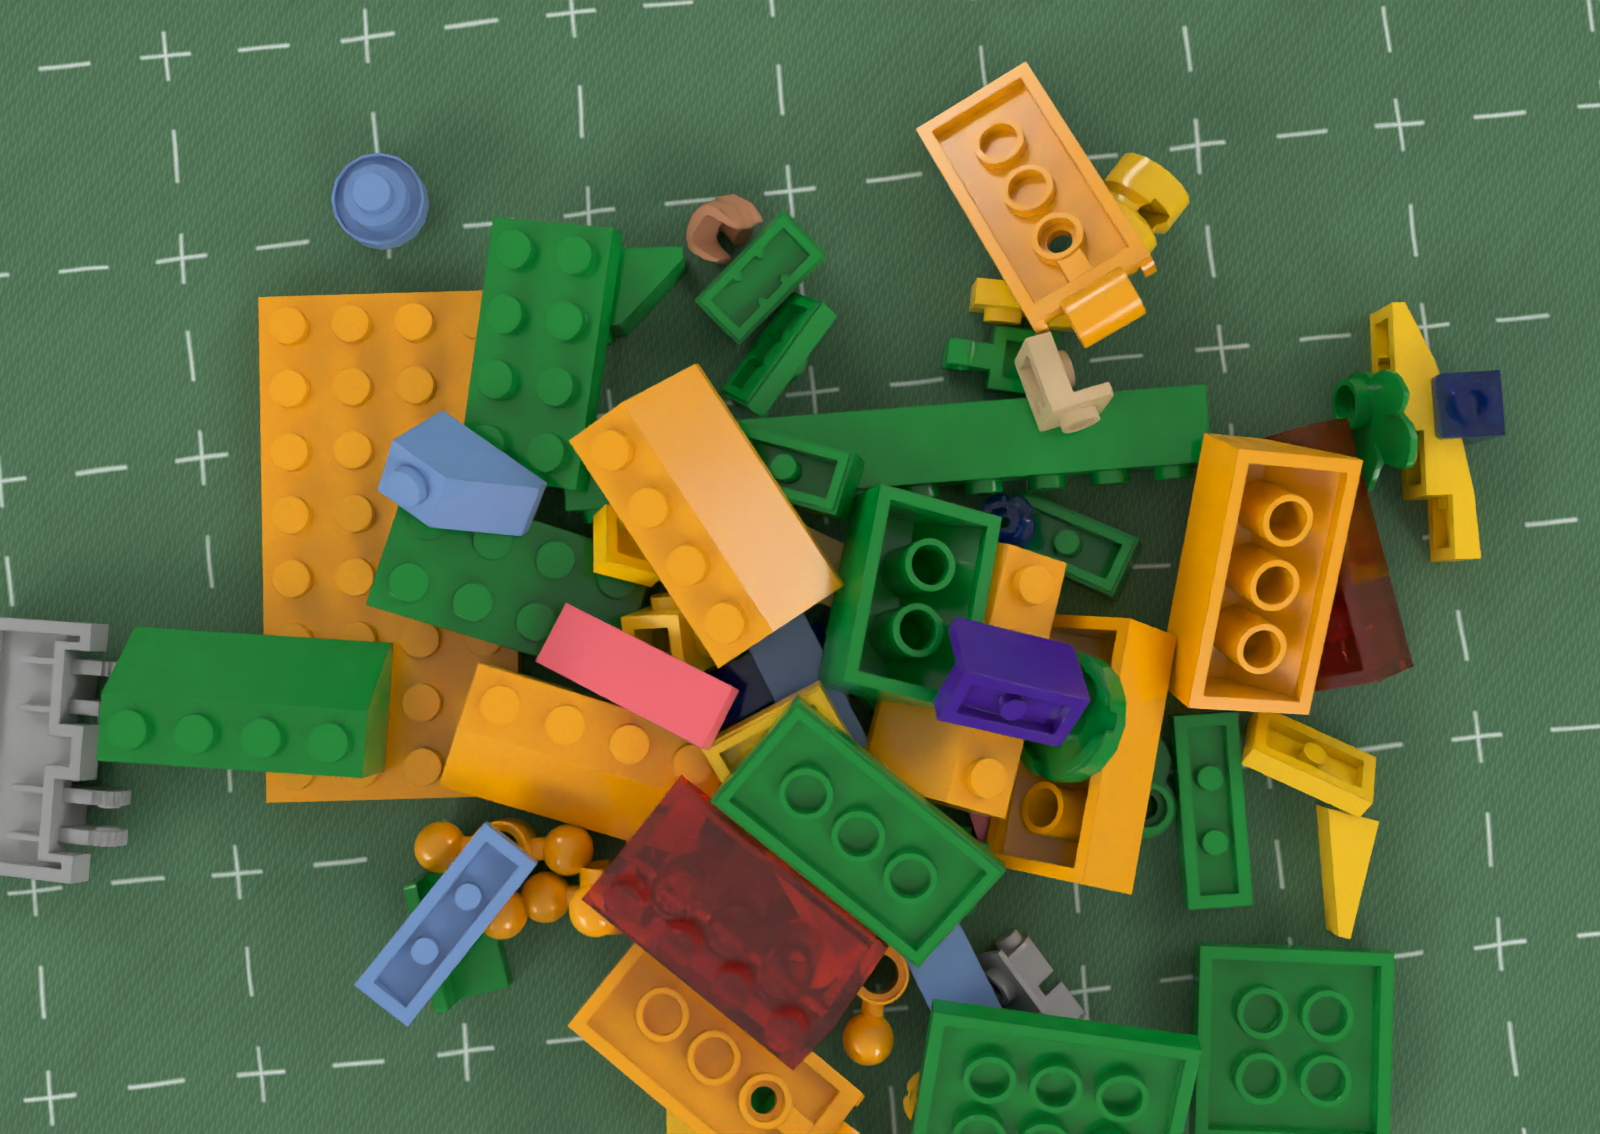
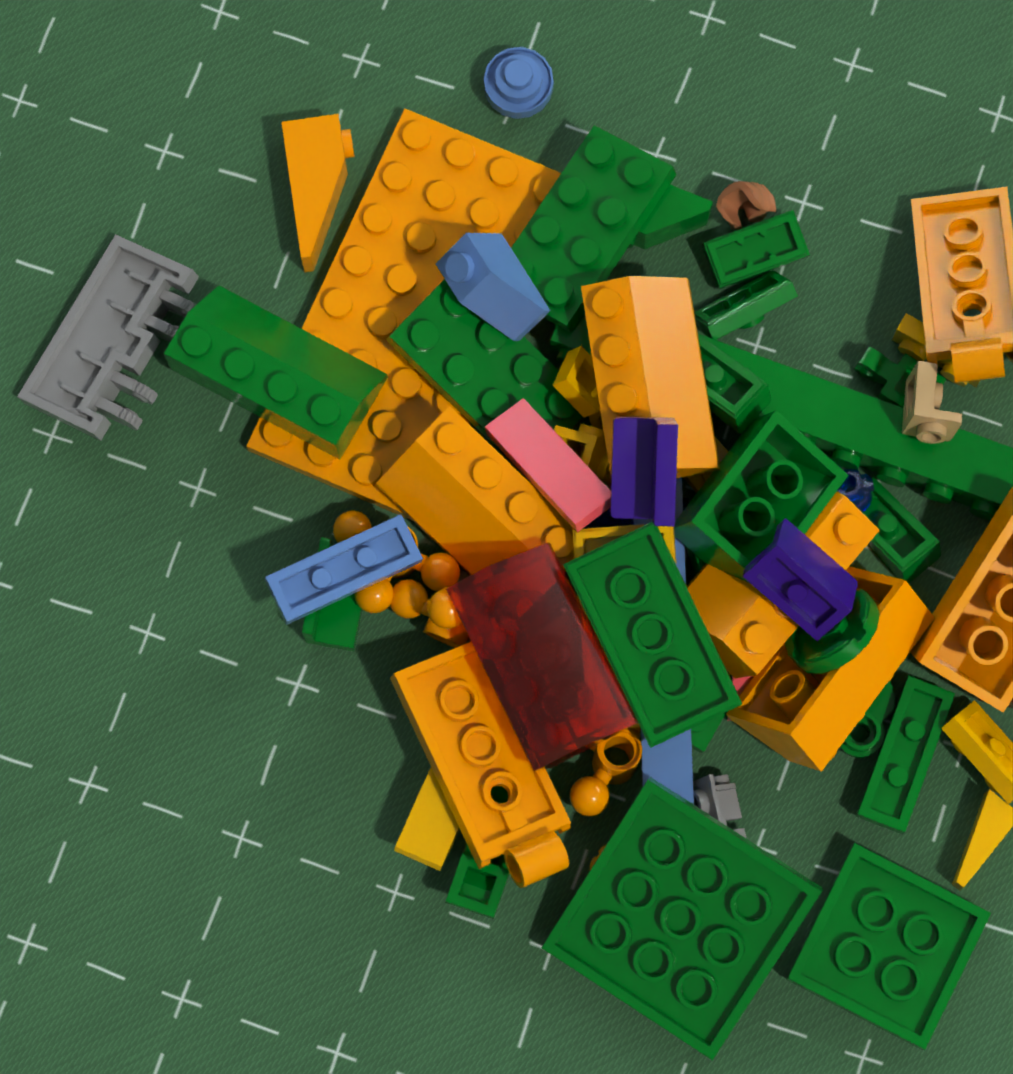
camera: 20 degrees right, 10 degrees down
(193, 437) = (317, 175): none -> light orange slope
(755, 645) = (644, 469): none -> dark purple panel

